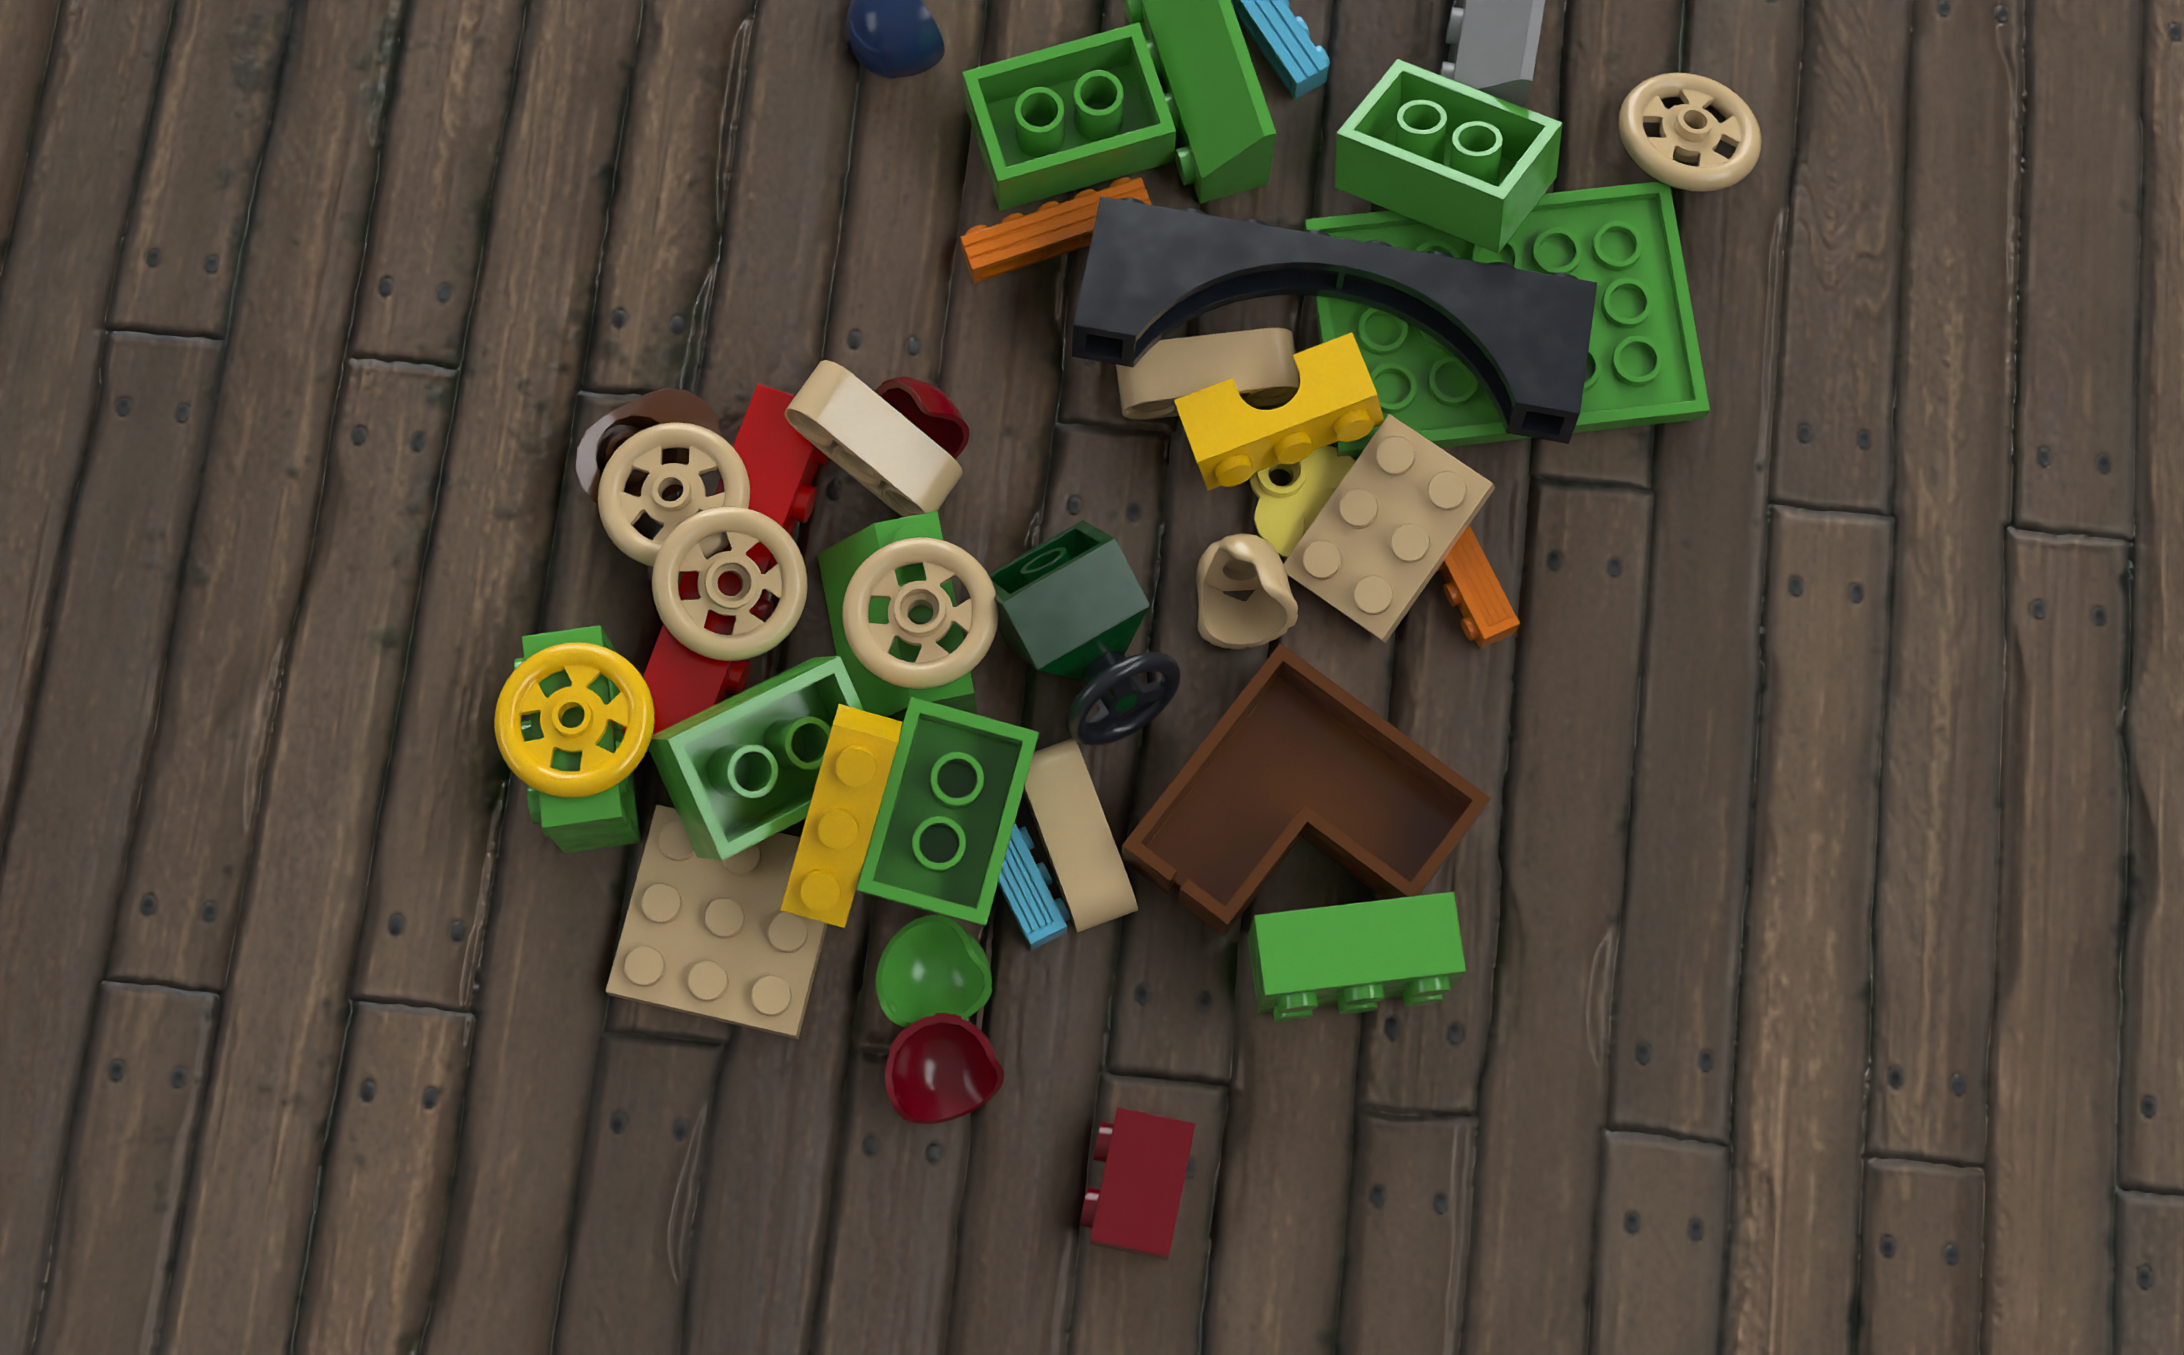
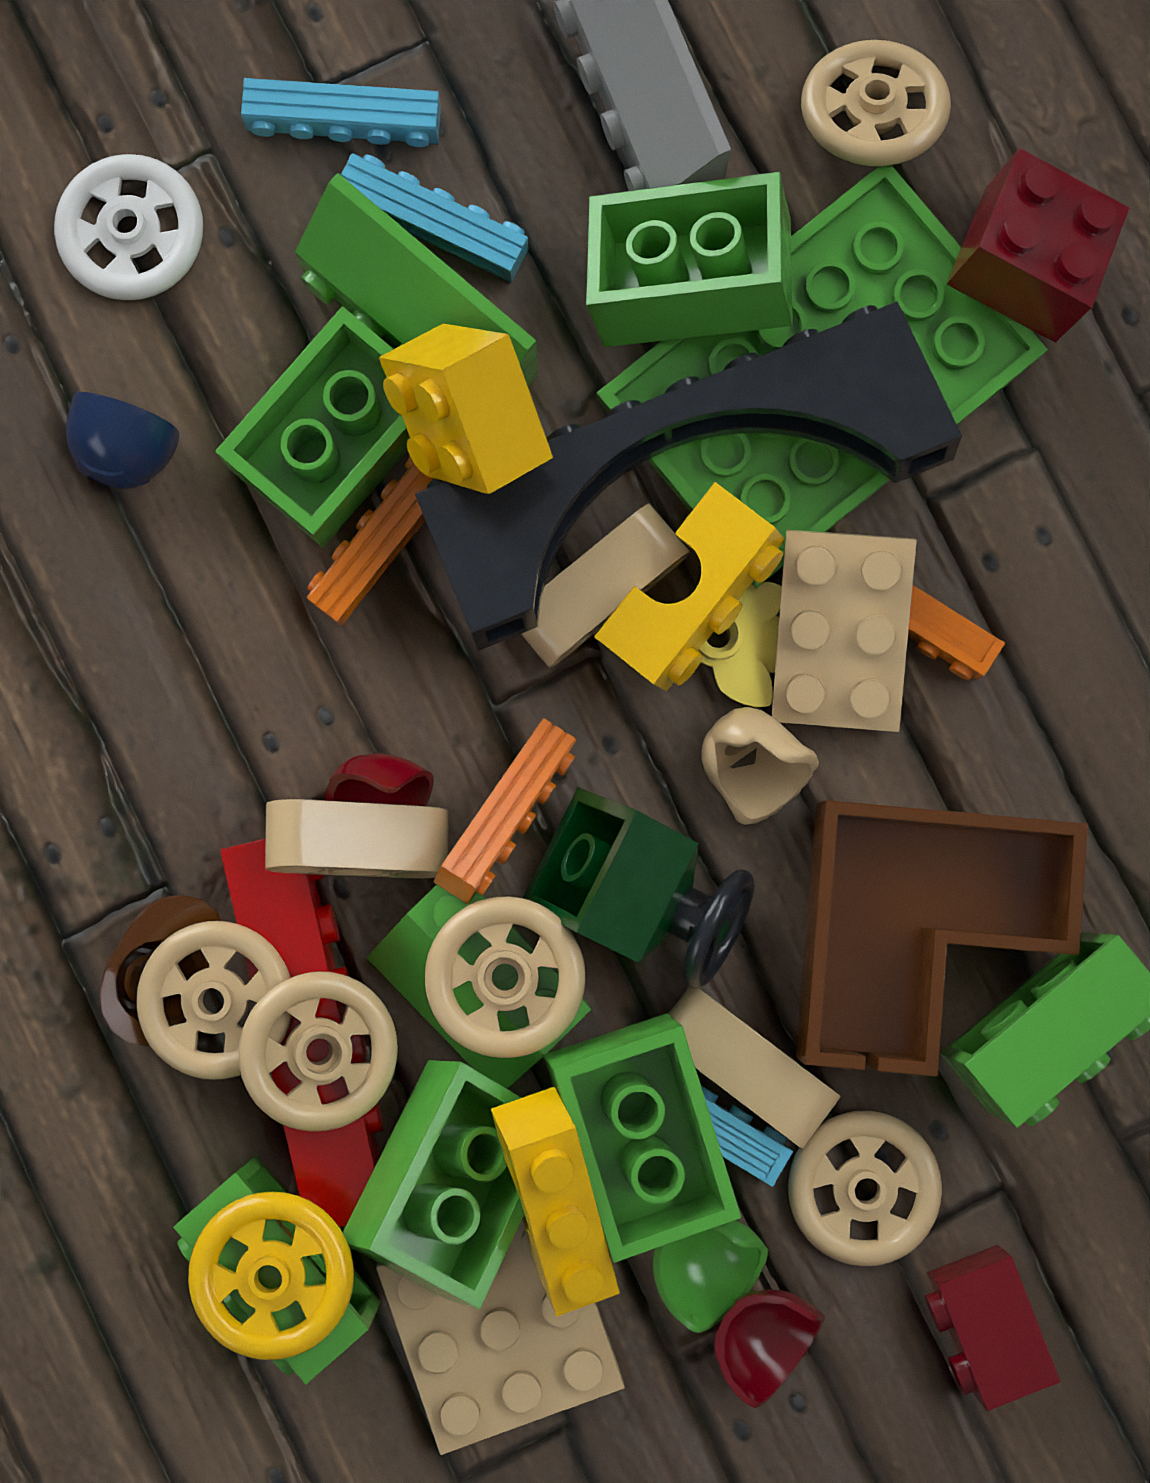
camera: 35 degrees left, 10 degrees up
(1010, 495) = (506, 812): none -> orange piece
(1110, 1060) = (832, 1230): none -> tan plate
(1183, 147) = (465, 407): none -> yellow brick
(1750, 317) = (1038, 246): none -> dark red brick

